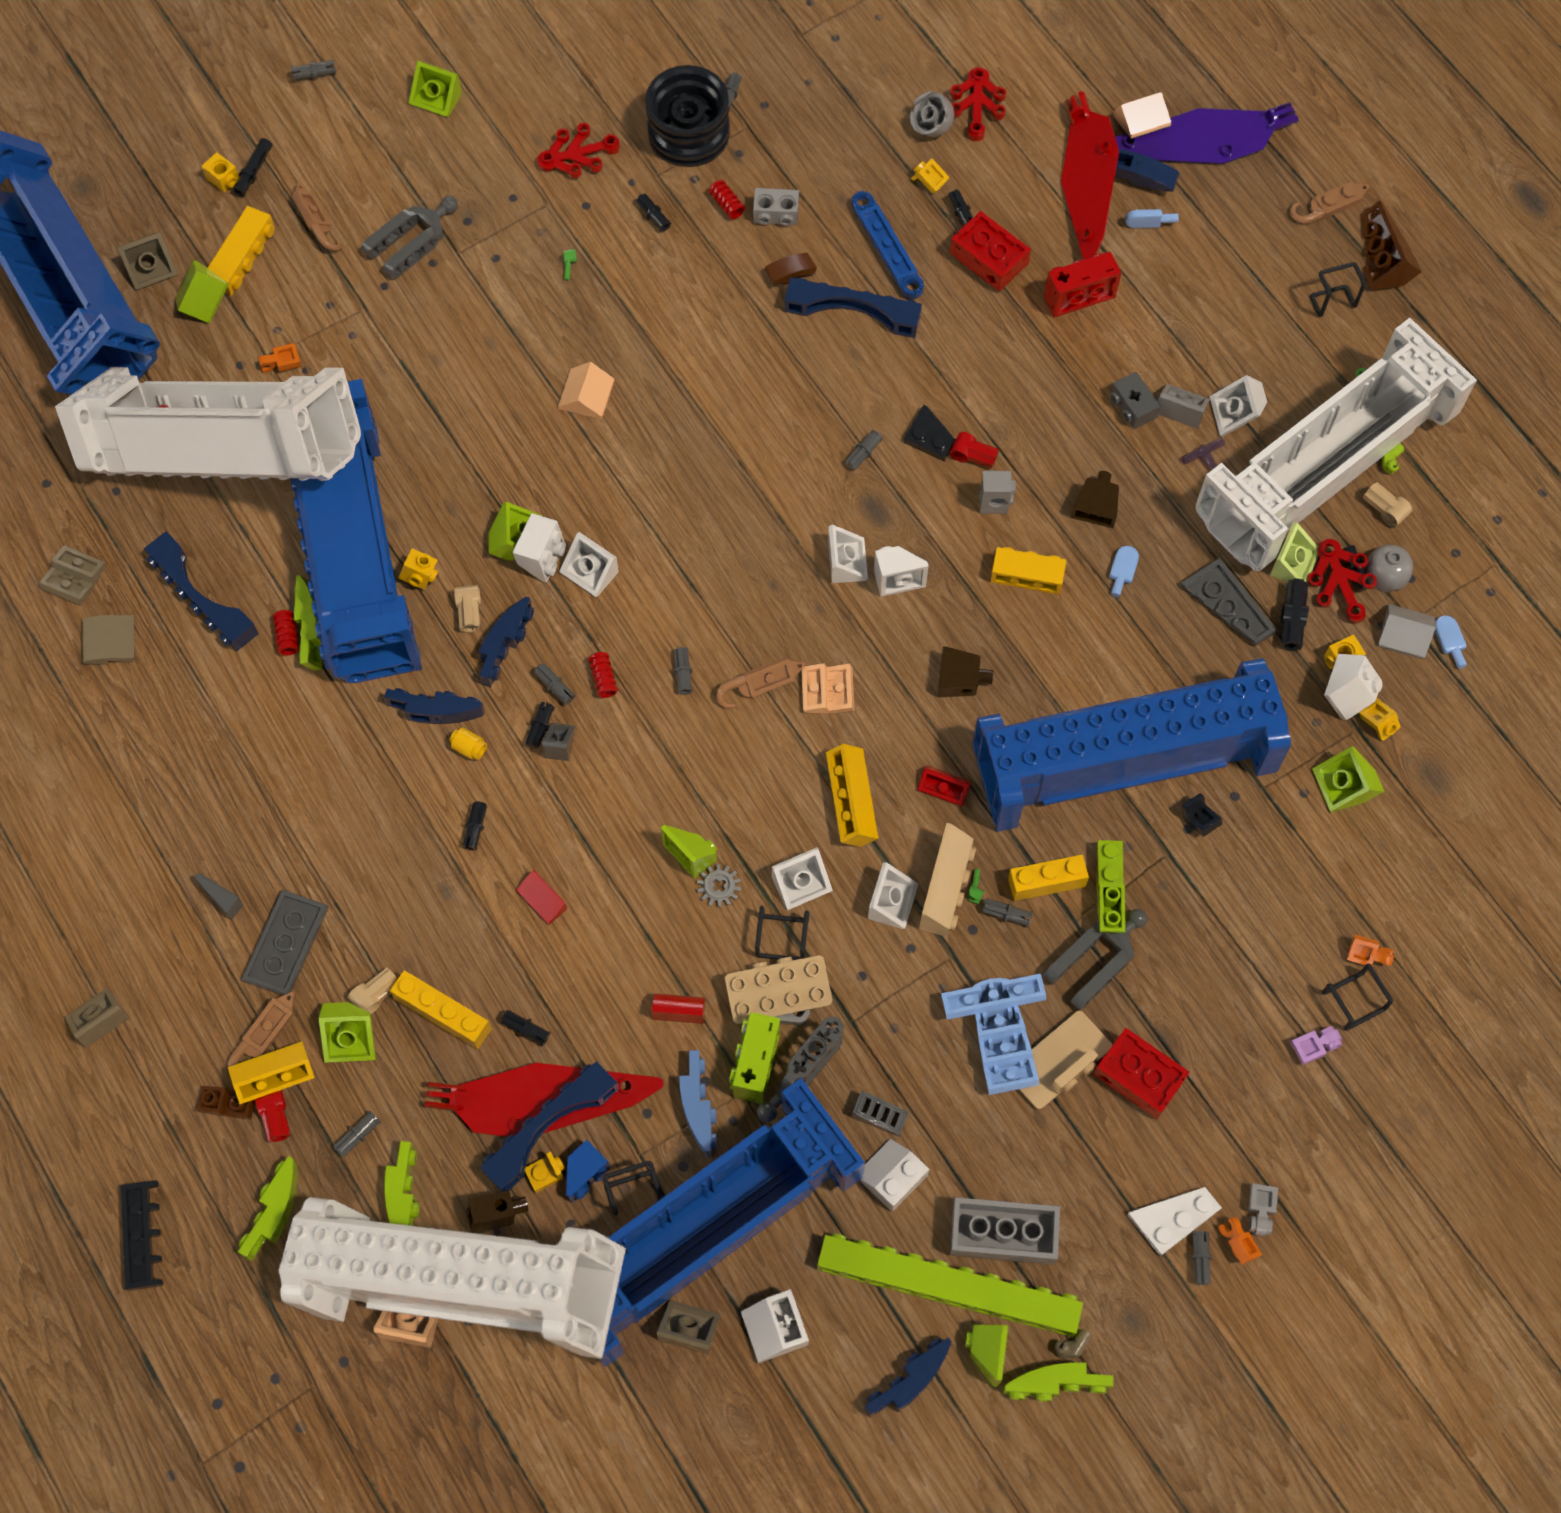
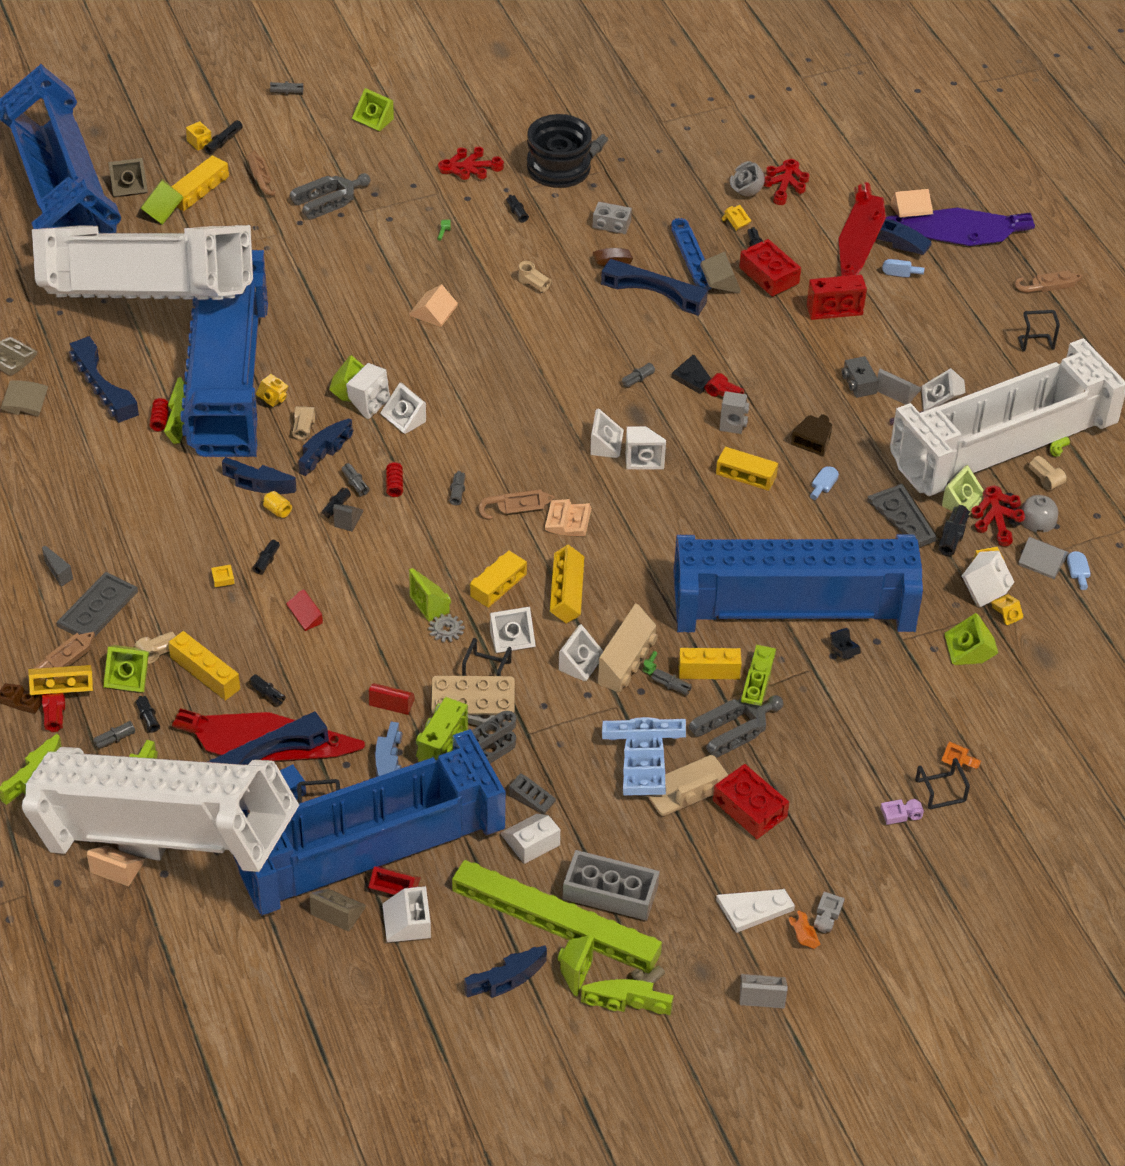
camera: 10 degrees right, 20 degrees down
(389, 1093) = (147, 714): none -> black axle
(428, 866) = (222, 575): none -> yellow plate
(700, 322) = (531, 276): none -> tan piece
(726, 199) = (575, 208): red piece -> none
(747, 1277) = (392, 880): none -> red brick
(765, 801) = (498, 578): none -> yellow brick
(930, 273) = (719, 273): none -> dark tan slope
(944, 785) = (643, 594): red slope -> none
(961, 673) = (675, 521): dark brown torso -> none
(1201, 1257) = (769, 935): dark grey axle -> none
(1210, 1333) = (763, 991): none -> light grey slope
(1386, 251) = (1086, 316): reddish brown wedge -> none

